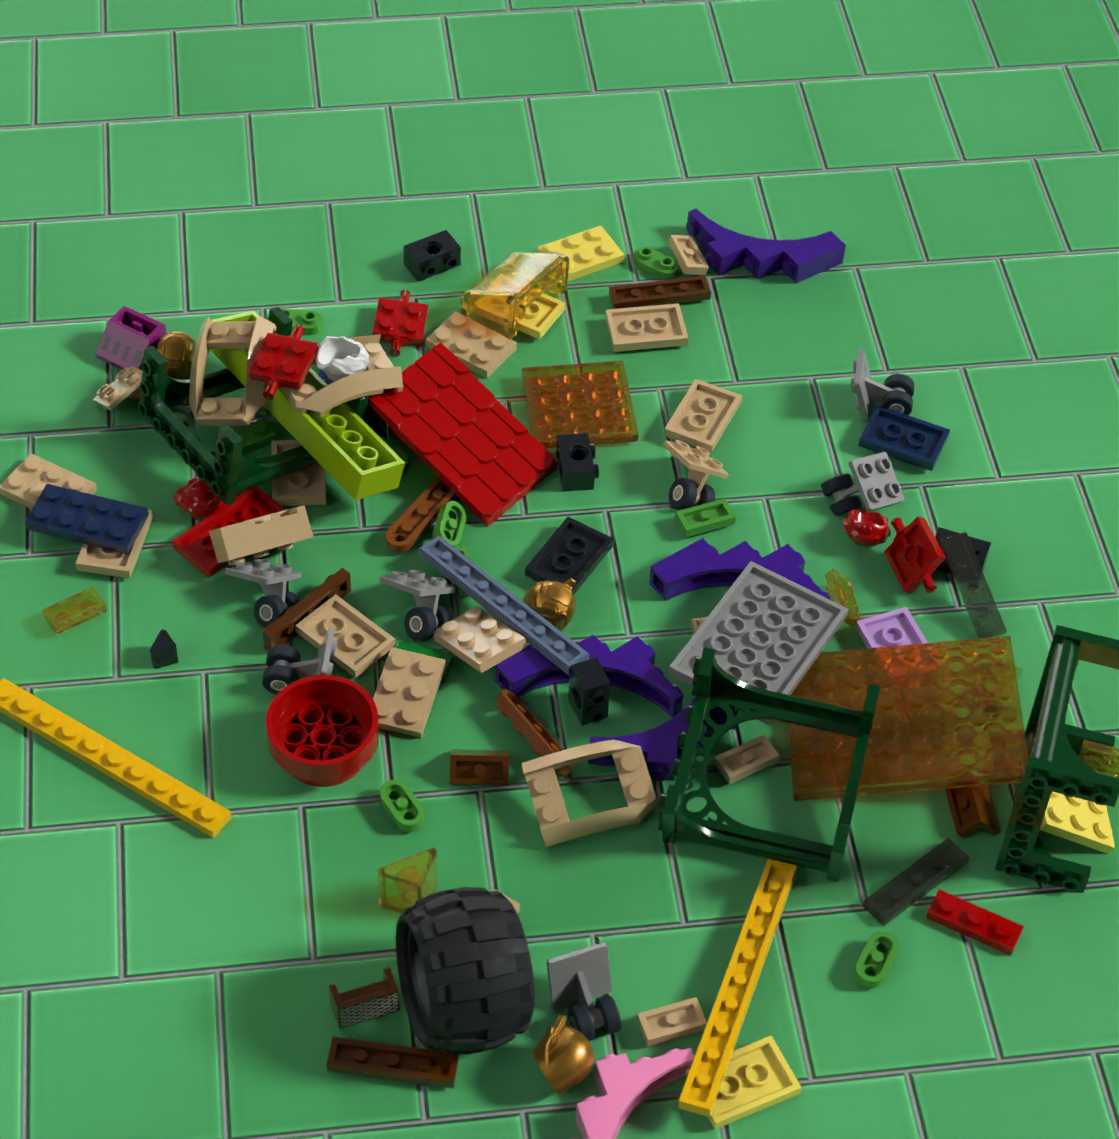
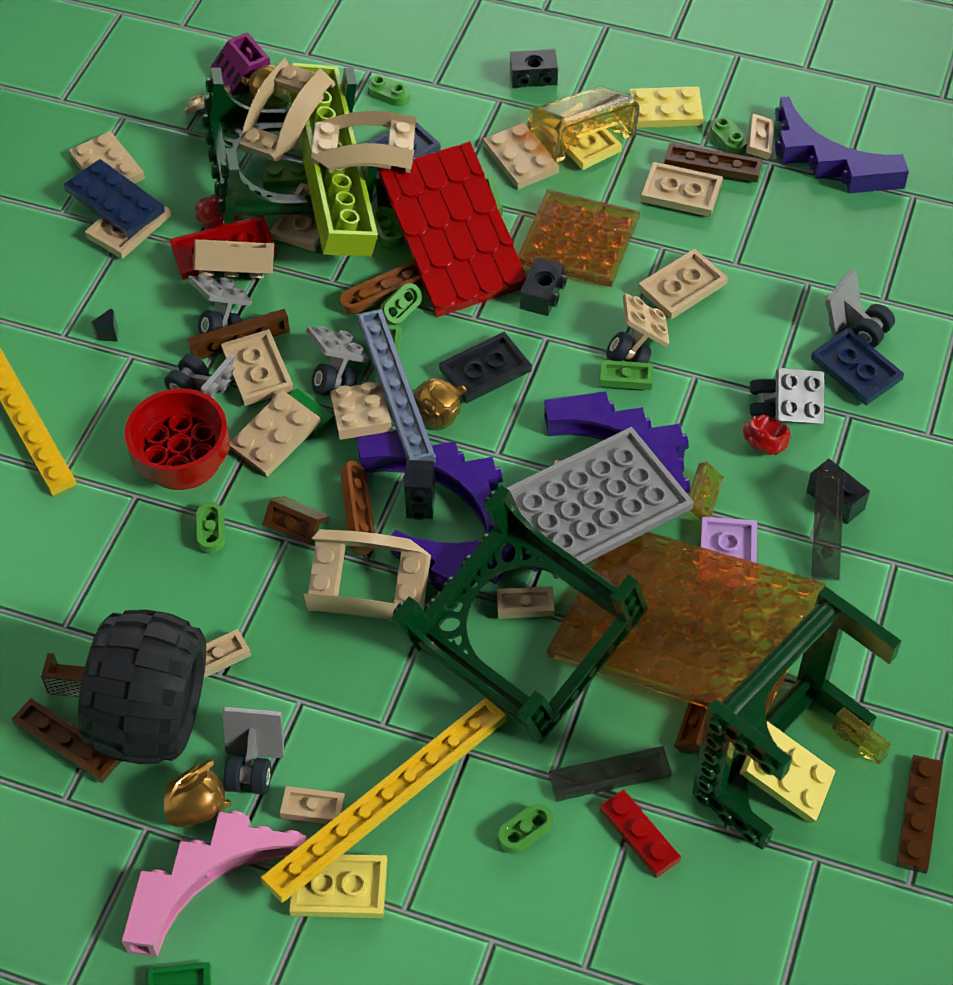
camera: 30 degrees right, 5 degrees up
(74, 610) = (62, 269): clear yellow plate -> none
(283, 361) = (319, 114): red plate -> none
(341, 357) = (368, 126): white hair -> none
(400, 322) = (472, 117): red plate -> none
(407, 880) = (170, 592): clear yellow slope -> none
(914, 554) = (791, 475): red plate -> none

